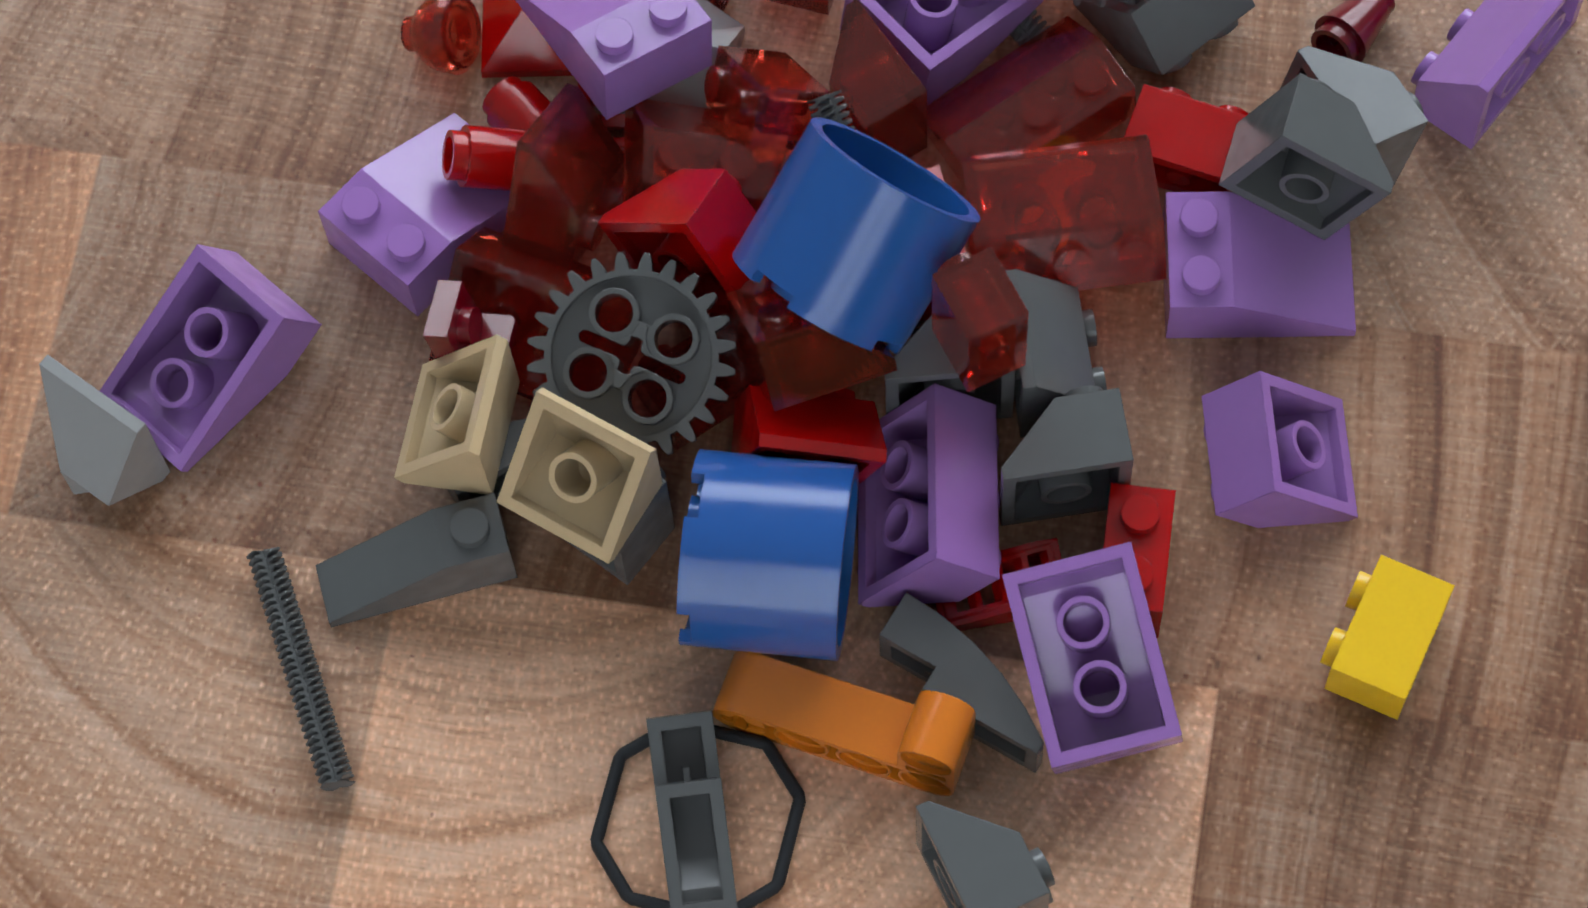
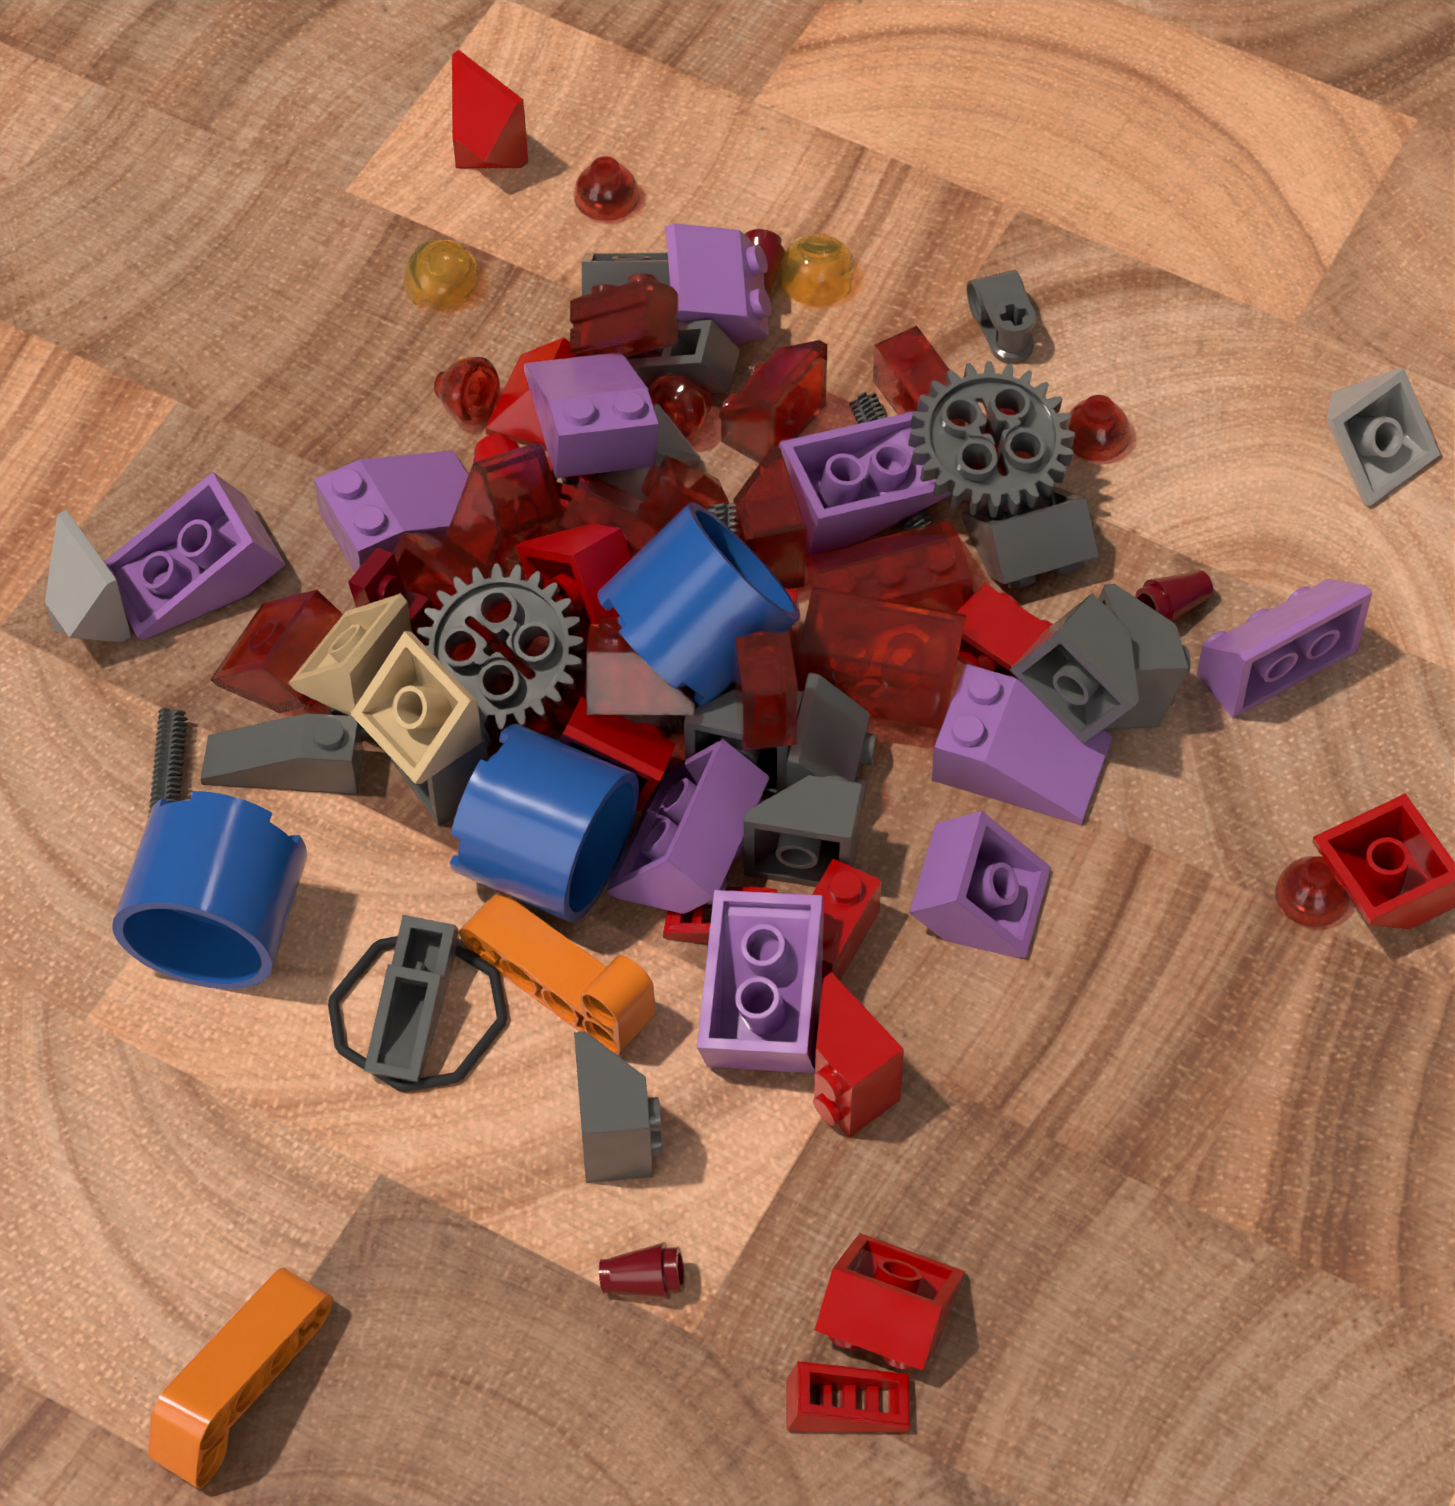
camera: 15 degrees right, 10 degrees down
(355, 434) = (274, 650): none -> clear red slope
(415, 772) = (210, 891): none -> blue brick
(480, 156) = (446, 477): red brick -> none
(953, 664) = (647, 939): dark grey slope -> none
(1225, 717) = (854, 1062): none -> red slope
(1387, 636) = (1007, 1044): yellow brick -> none

